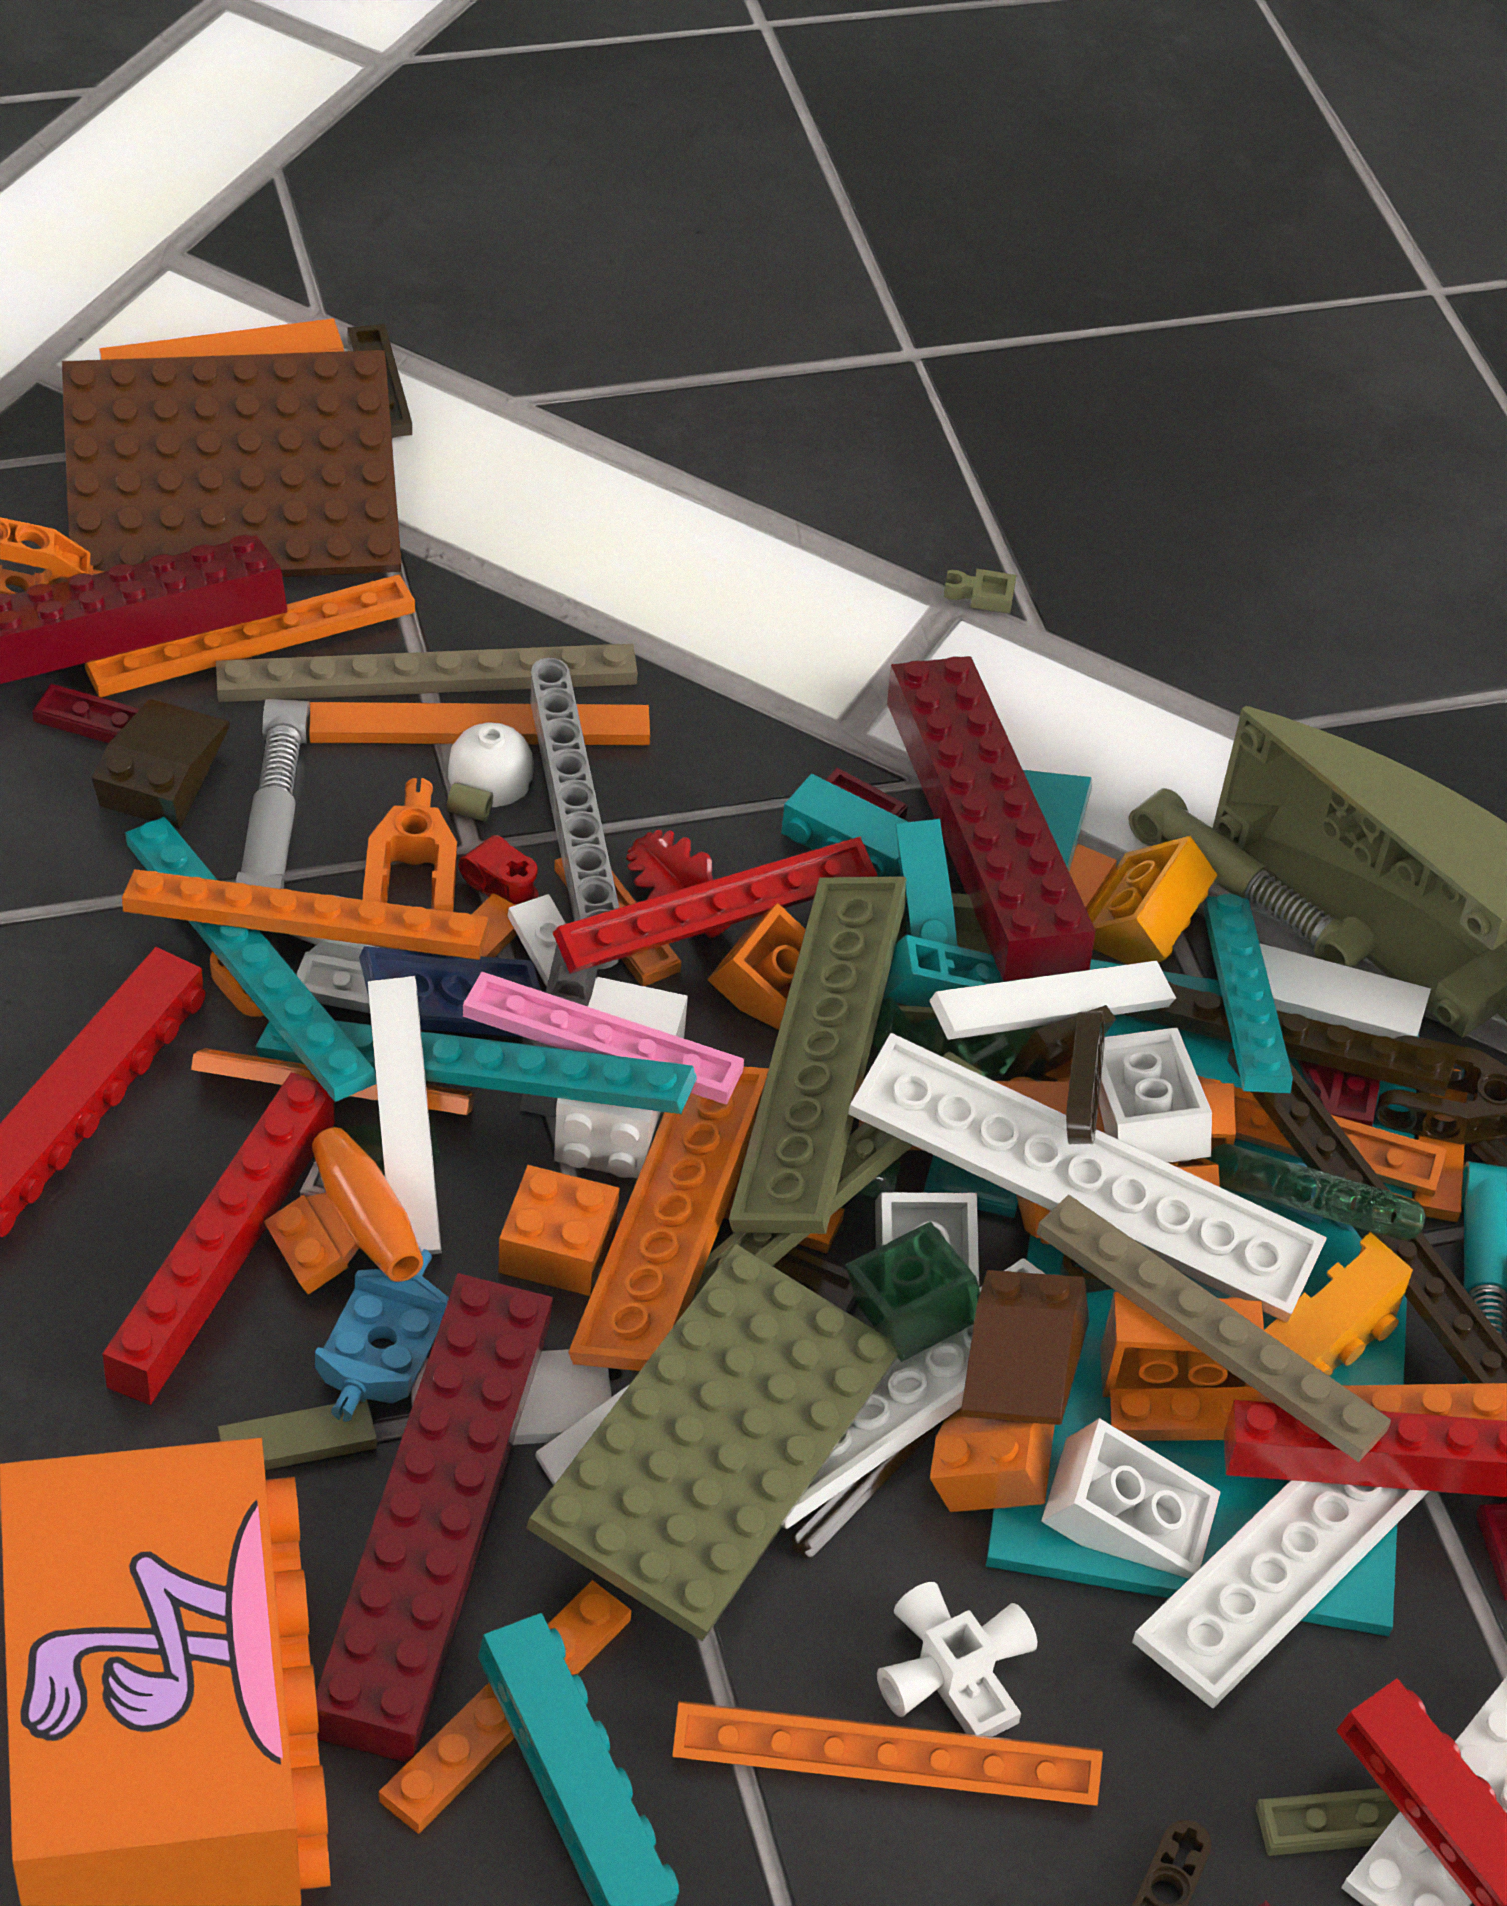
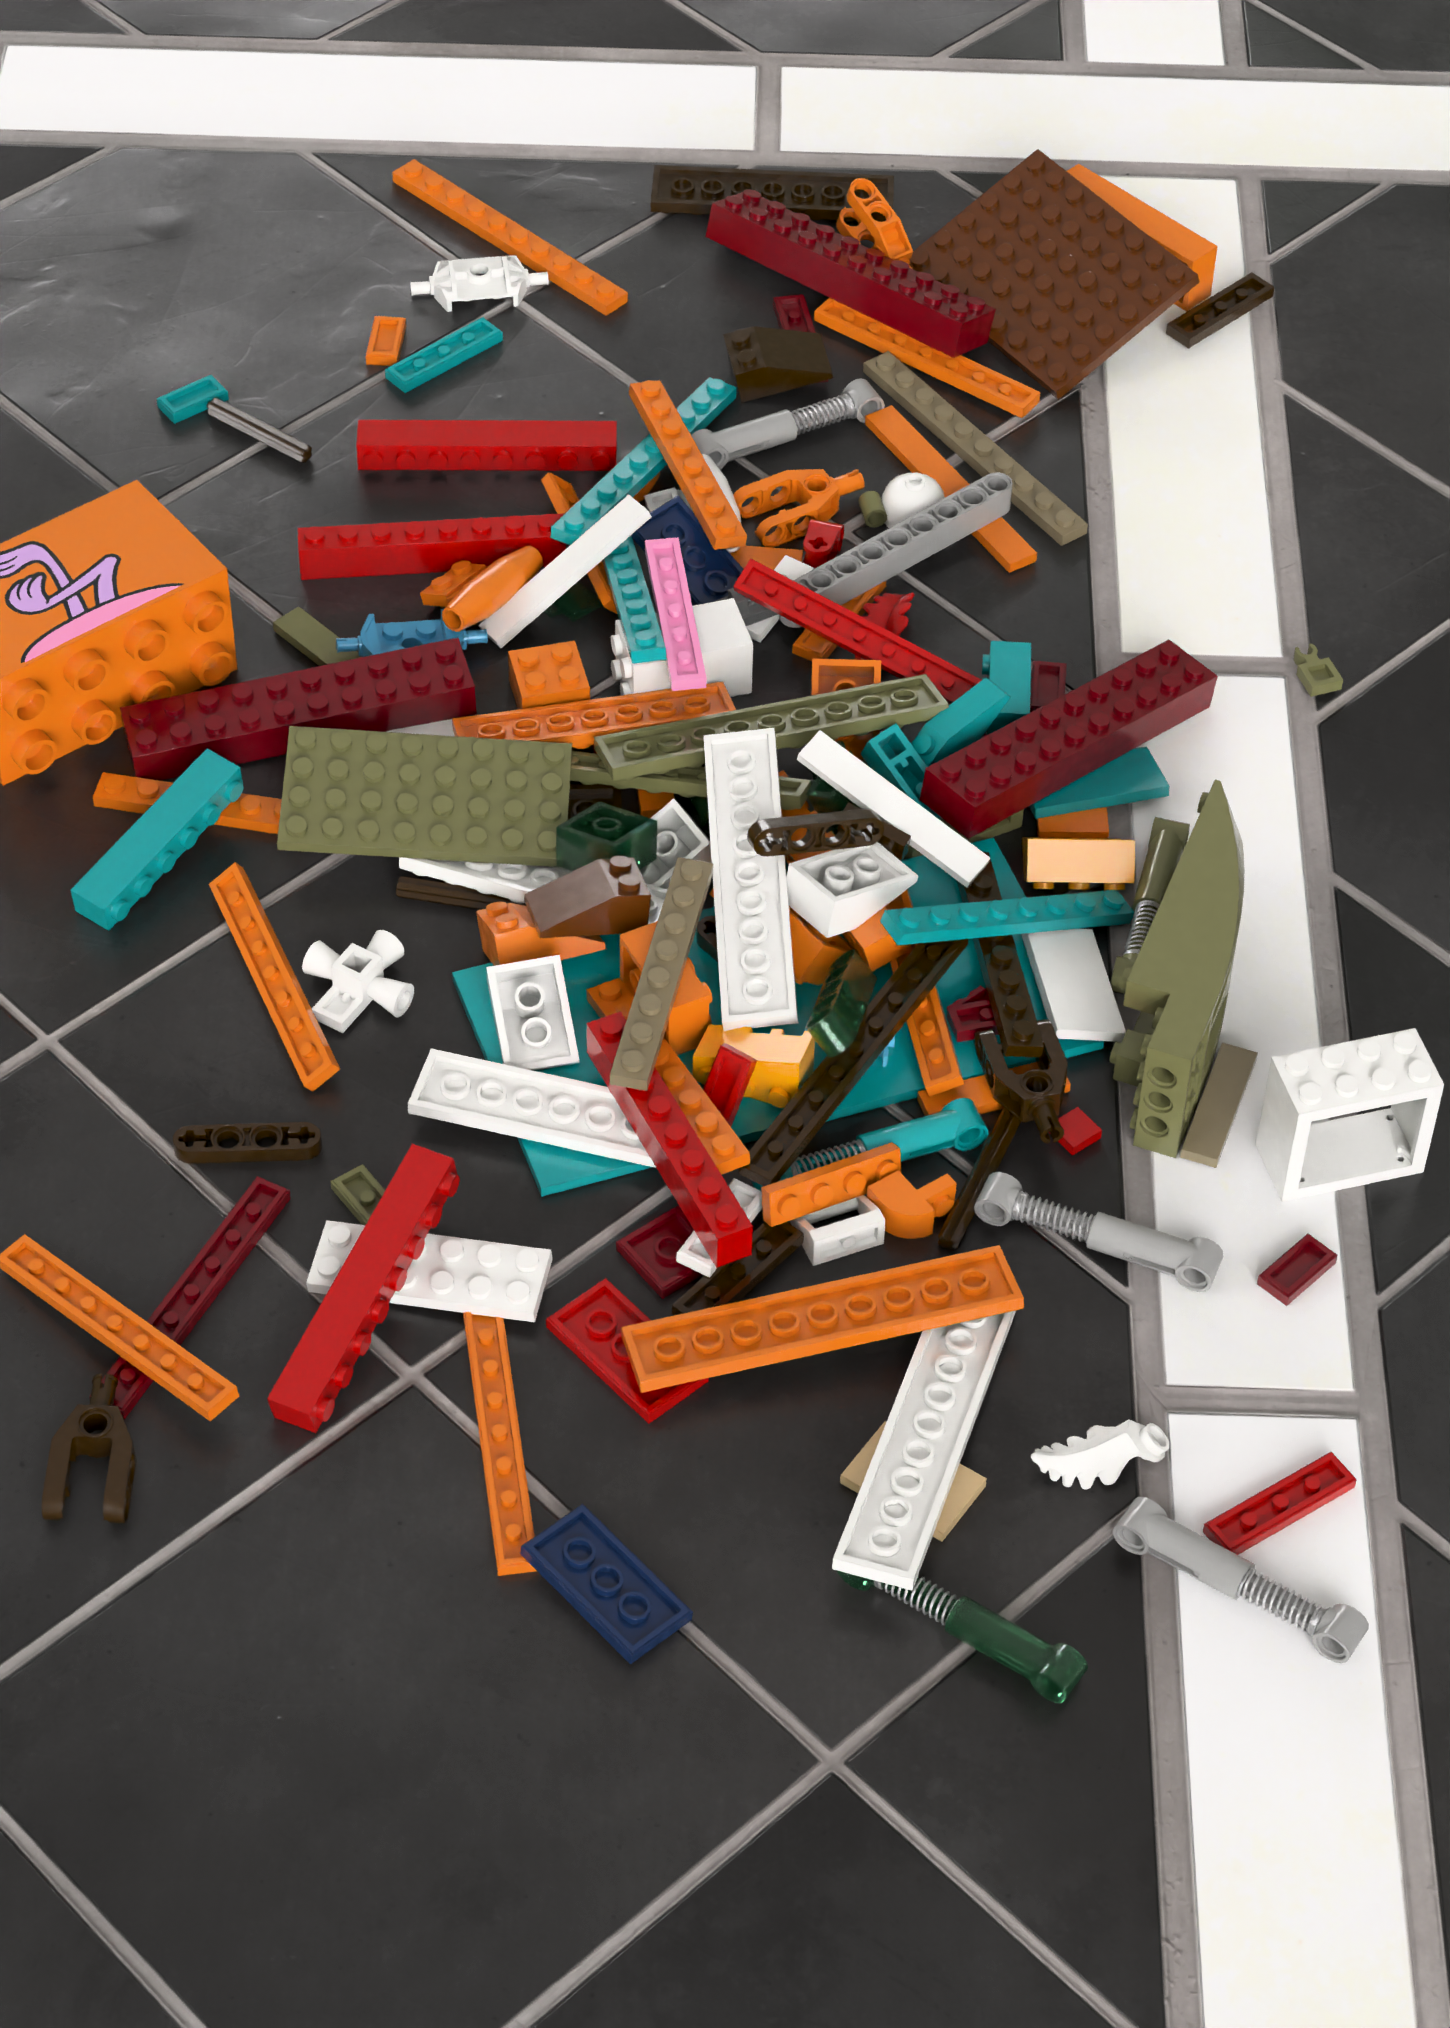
camera: 65 degrees right, 0 degrees up
(1361, 1350) = (729, 1080): none -> red tile

